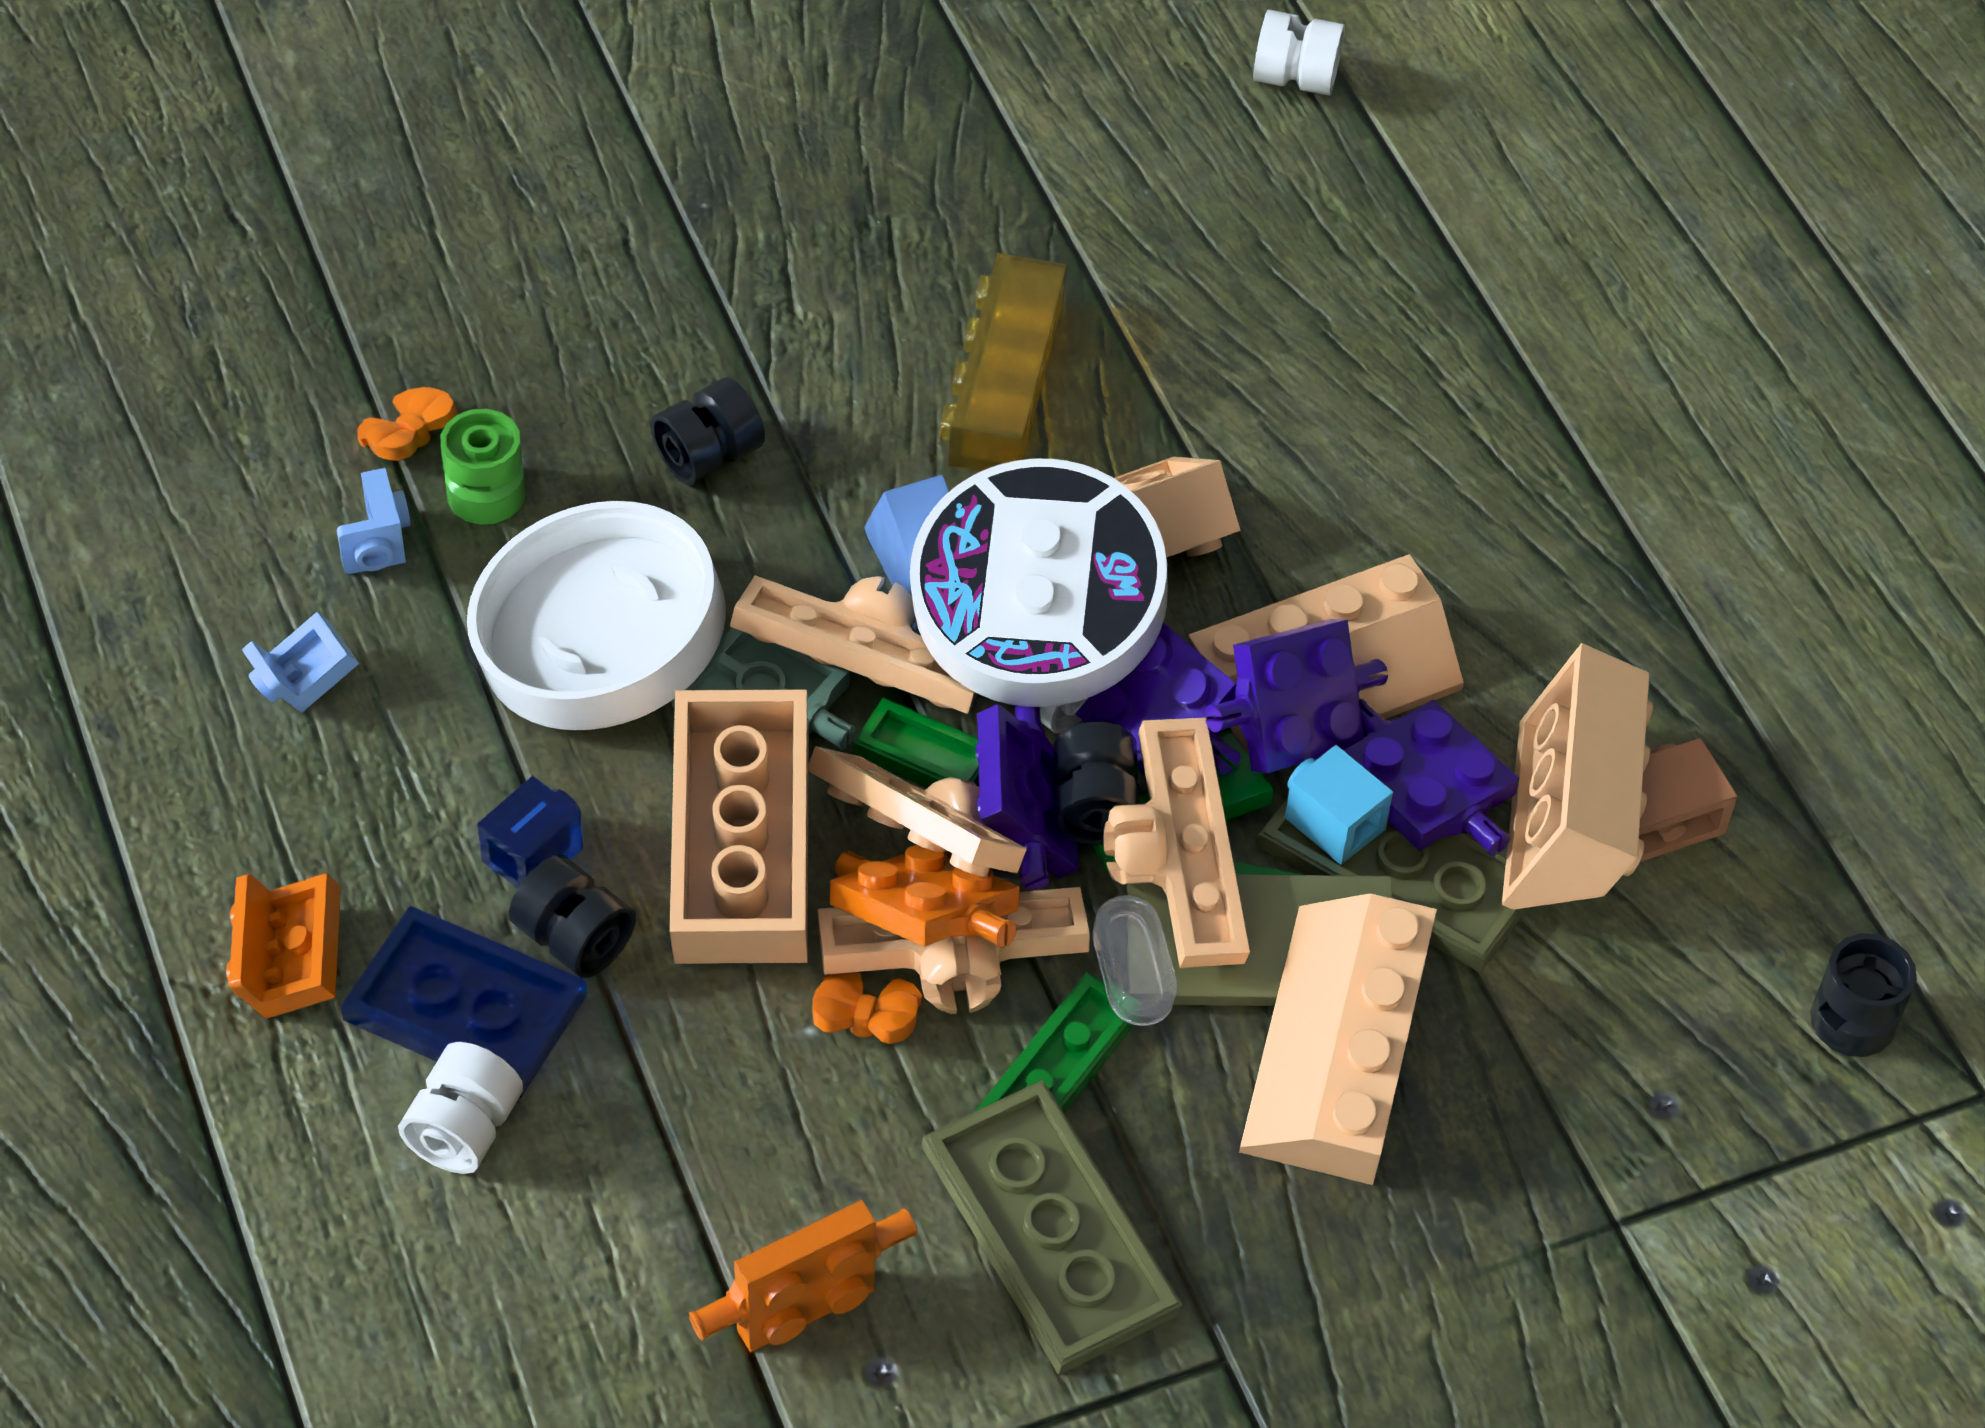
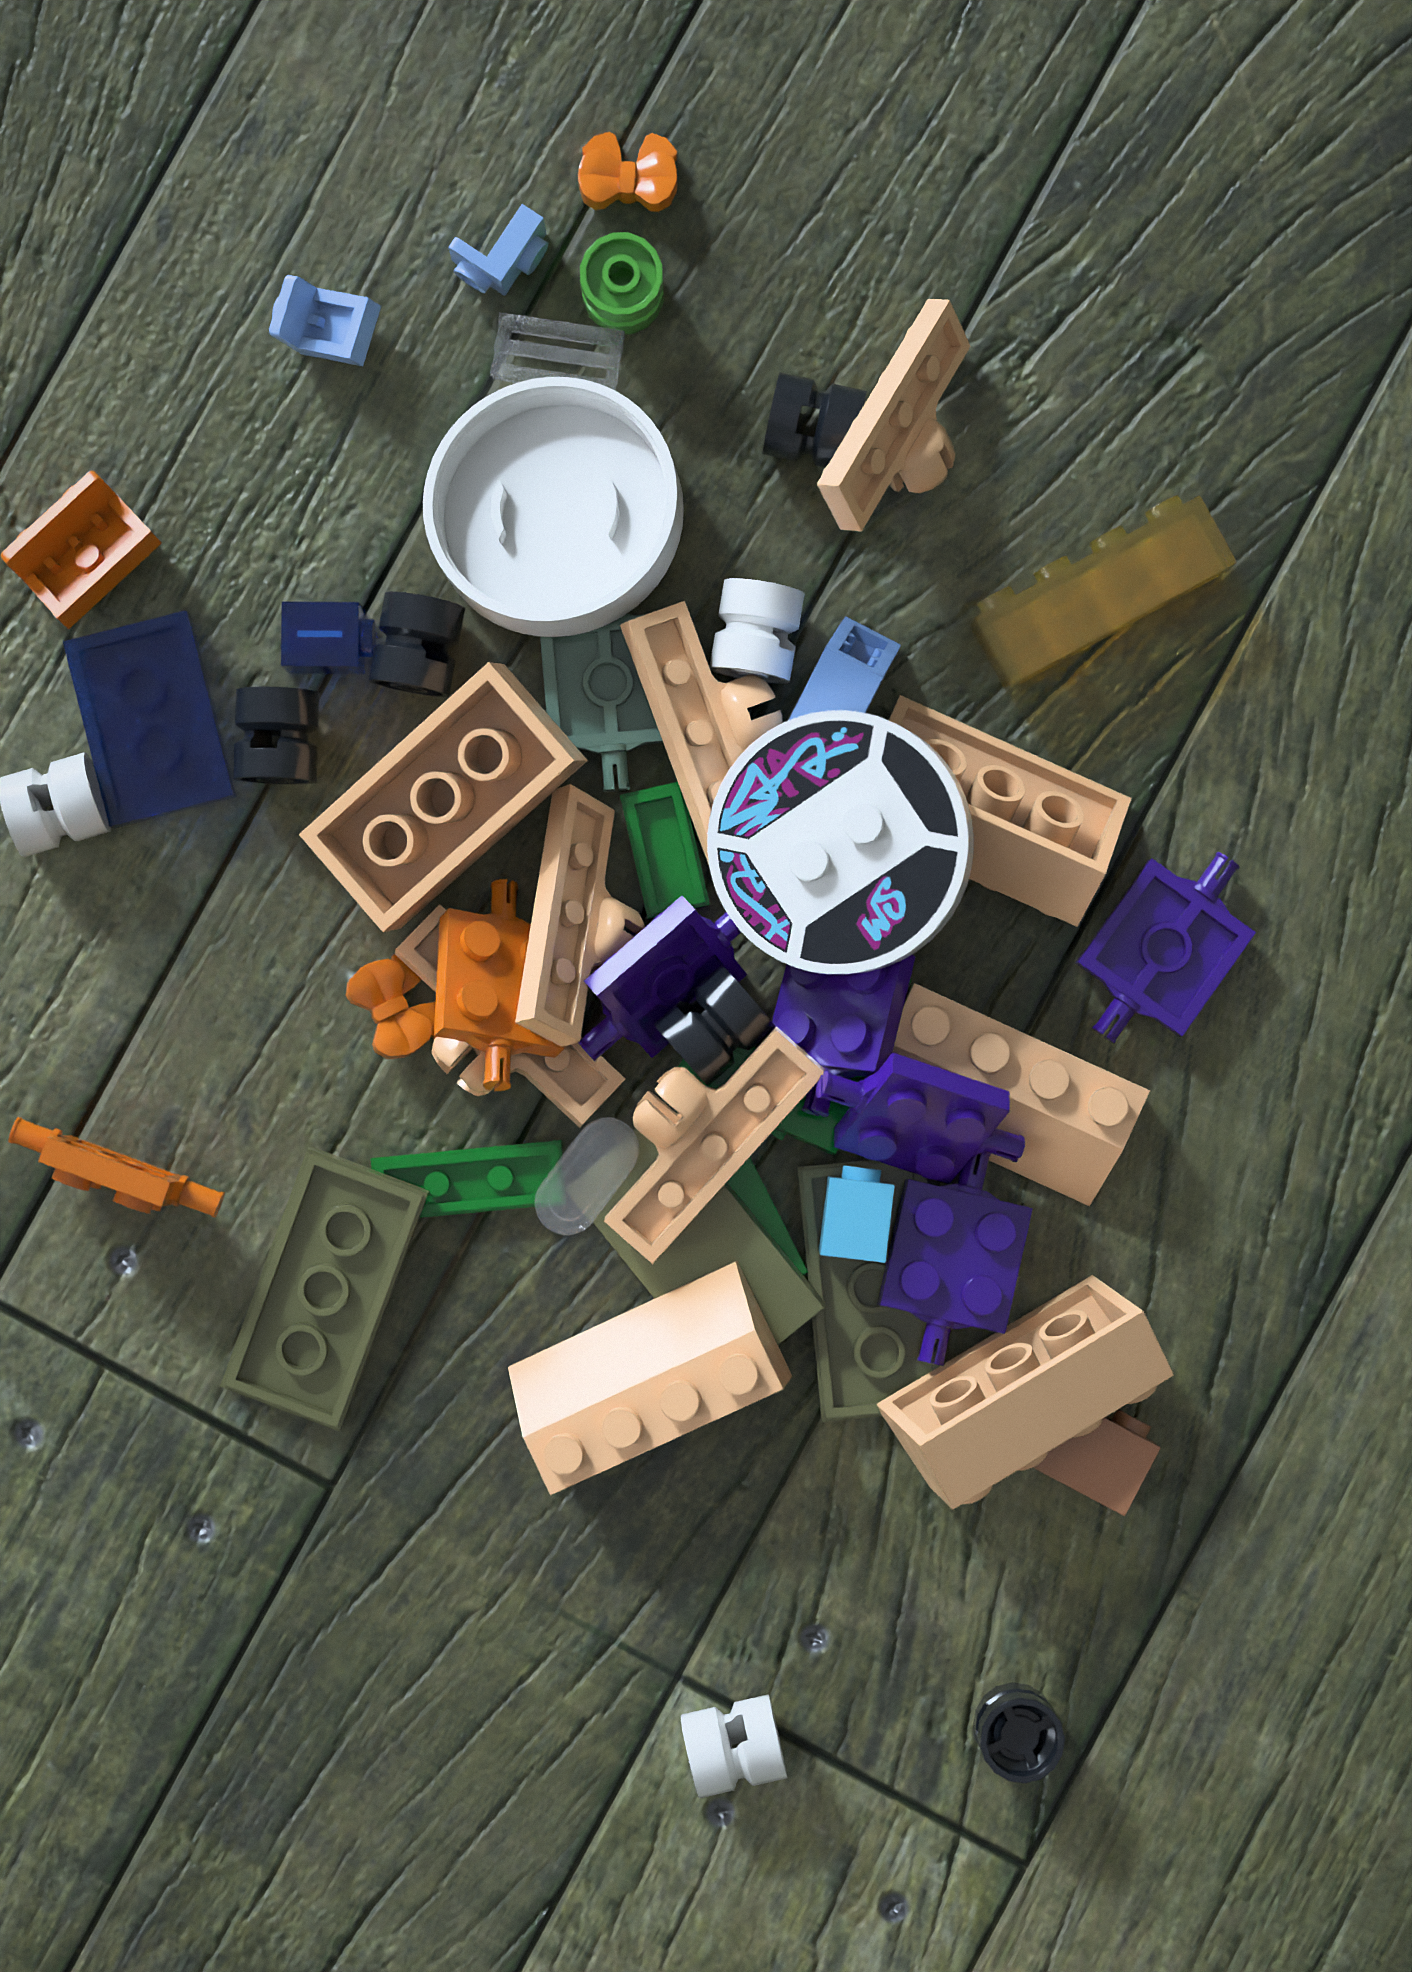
camera: 55 degrees right, 35 degrees up
(471, 550) = (557, 330): none -> clear tile
(602, 775) = (417, 644): none -> black wheel
(782, 389) = (898, 427): none -> light nougat plate
(816, 557) = (757, 630): none -> white wheel
(1306, 501) = (1165, 947): none -> dark purple plate
(1712, 1201) = (710, 1742): none -> white wheel

